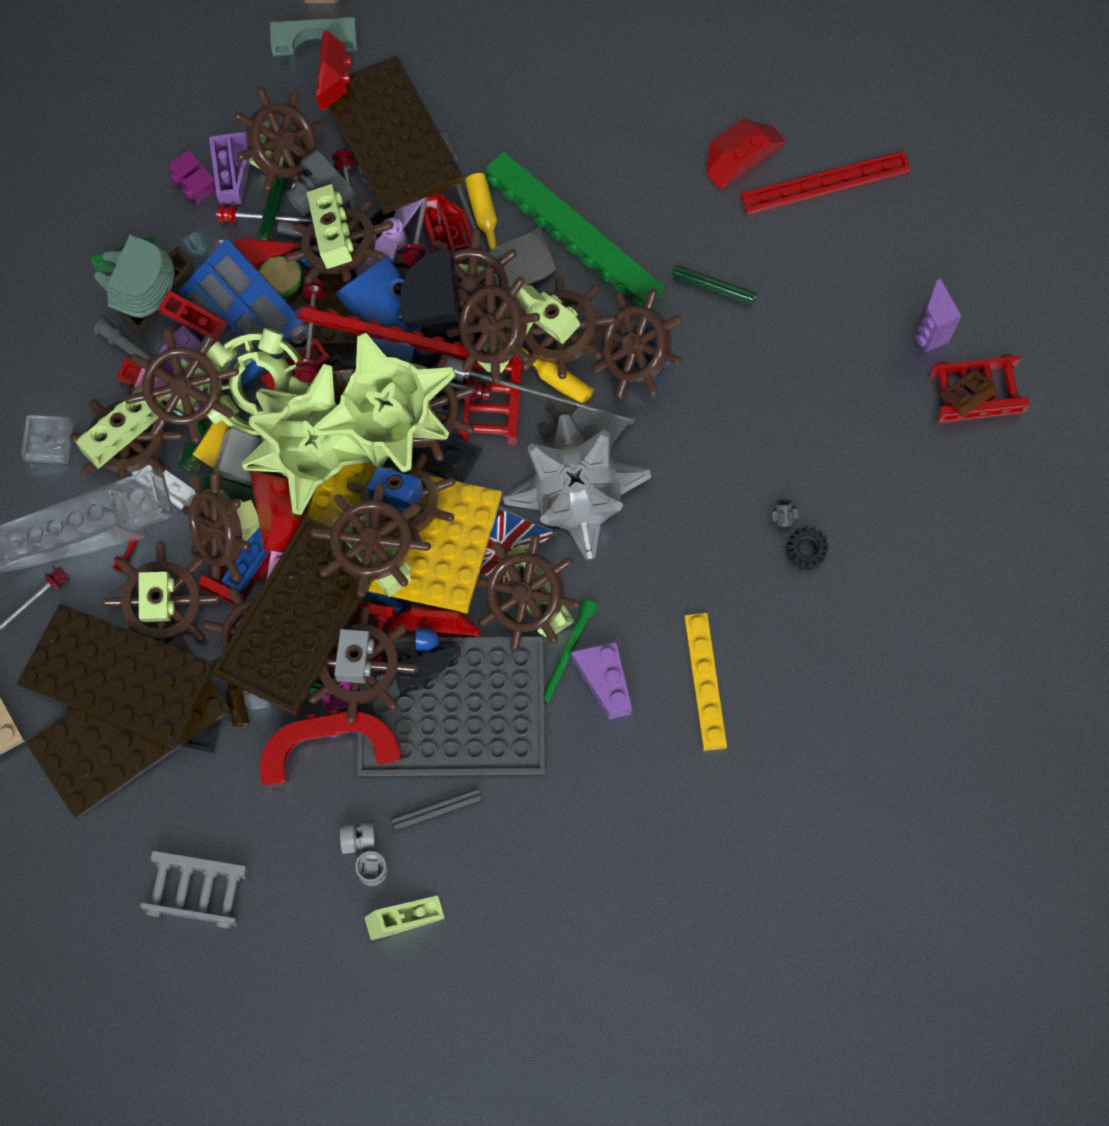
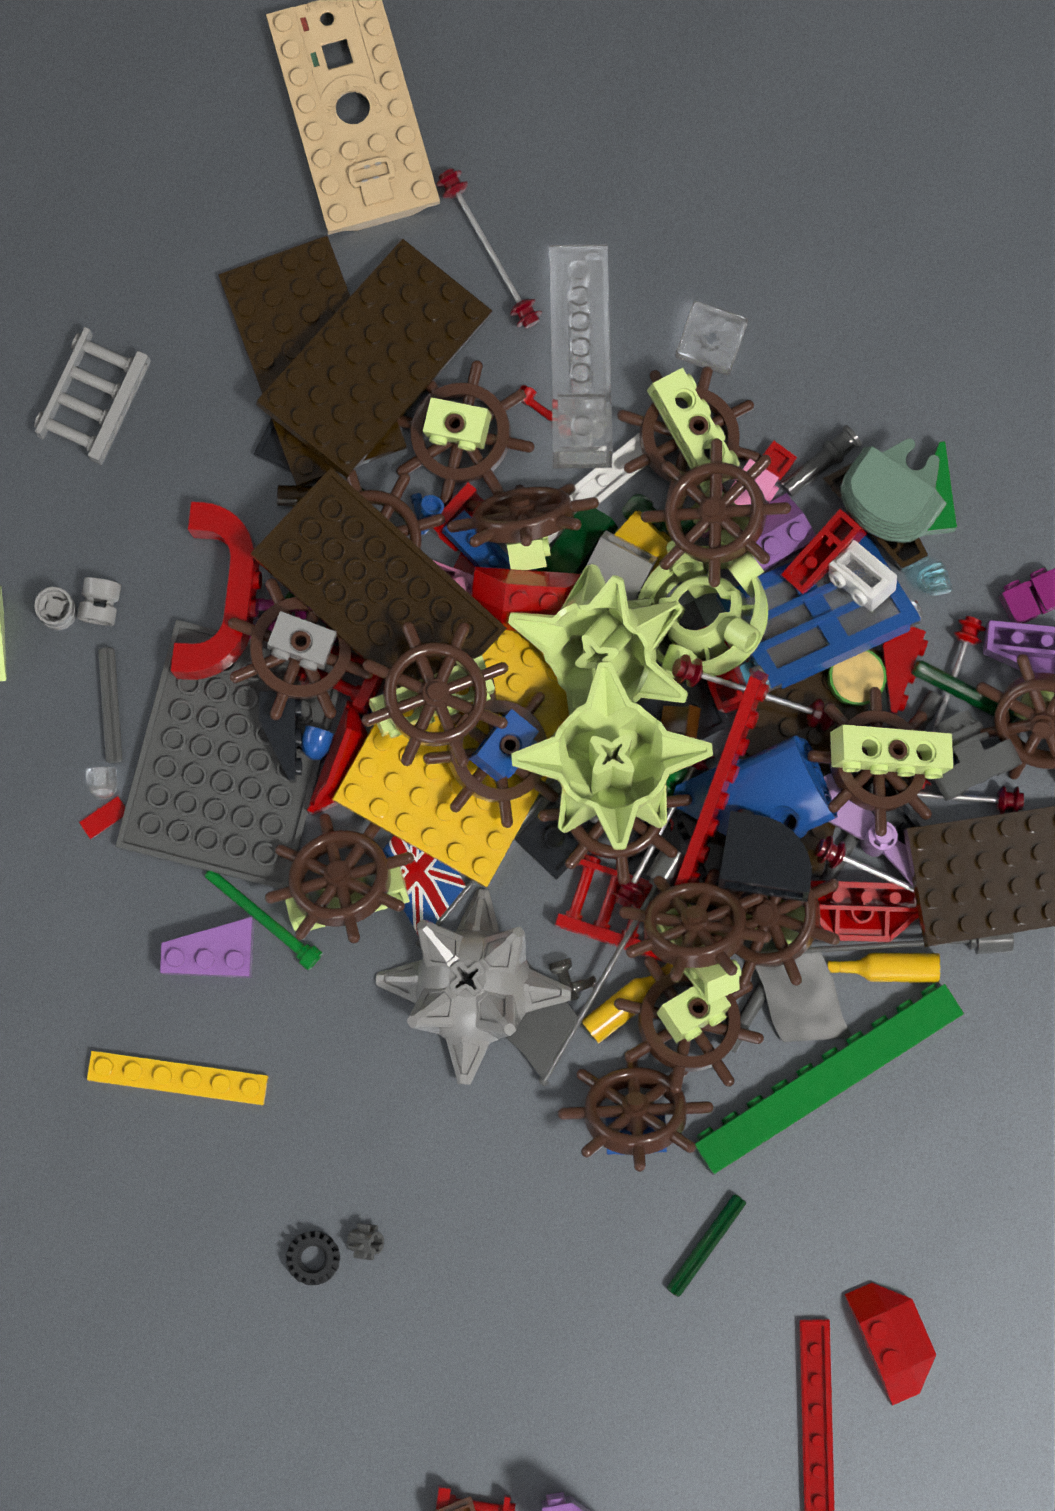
camera: 105 degrees right, 10 degrees up
(204, 284) = (862, 576): none -> white window
(224, 604) = (426, 506): none -> blue piece
(498, 797) = (102, 782): none -> clear piece
(524, 791) = (103, 817): none -> red window

